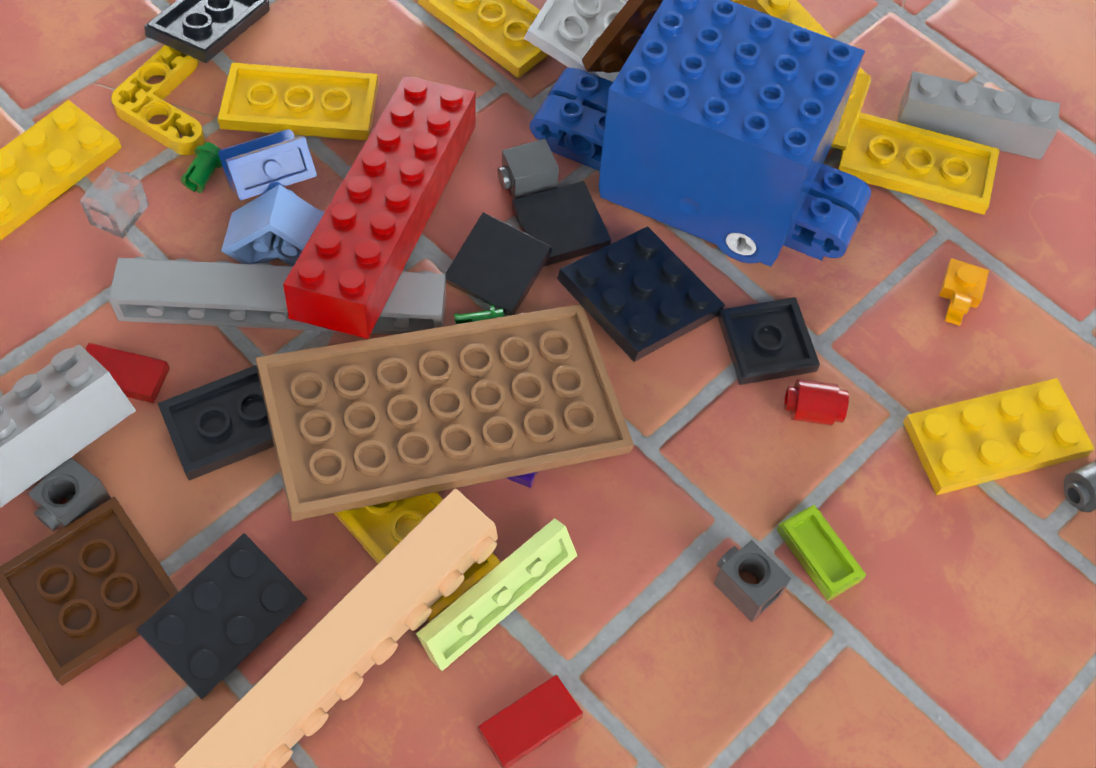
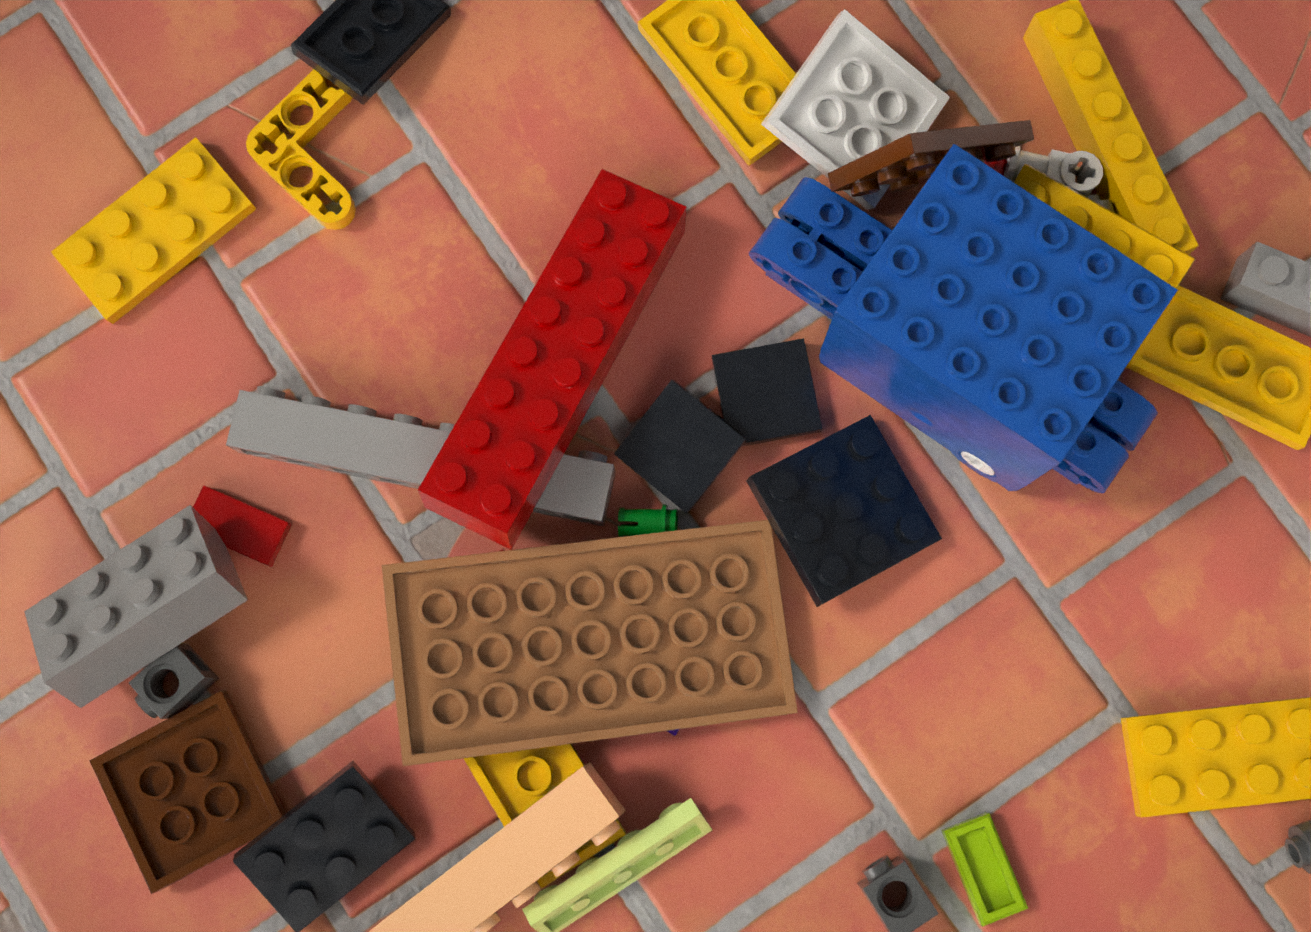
camera: 20 degrees right, 20 degrees up
(115, 202) = (243, 297): clear brick -> none
(202, 167) = (348, 257): green pin -> none
(218, 423) = (339, 608): black plate -> none
(266, 162) = (420, 282): panel -> none
(271, 228) = (423, 373): light blue brick -> none
(299, 100) = (472, 173): yellow plate -> none
(528, 169) = (737, 317): dark grey brick -> none
(768, 340) = (984, 590): black tile -> none
(816, 402) = (1021, 688): red brick -> none
(964, 288) = (1243, 551): light orange plate -> none

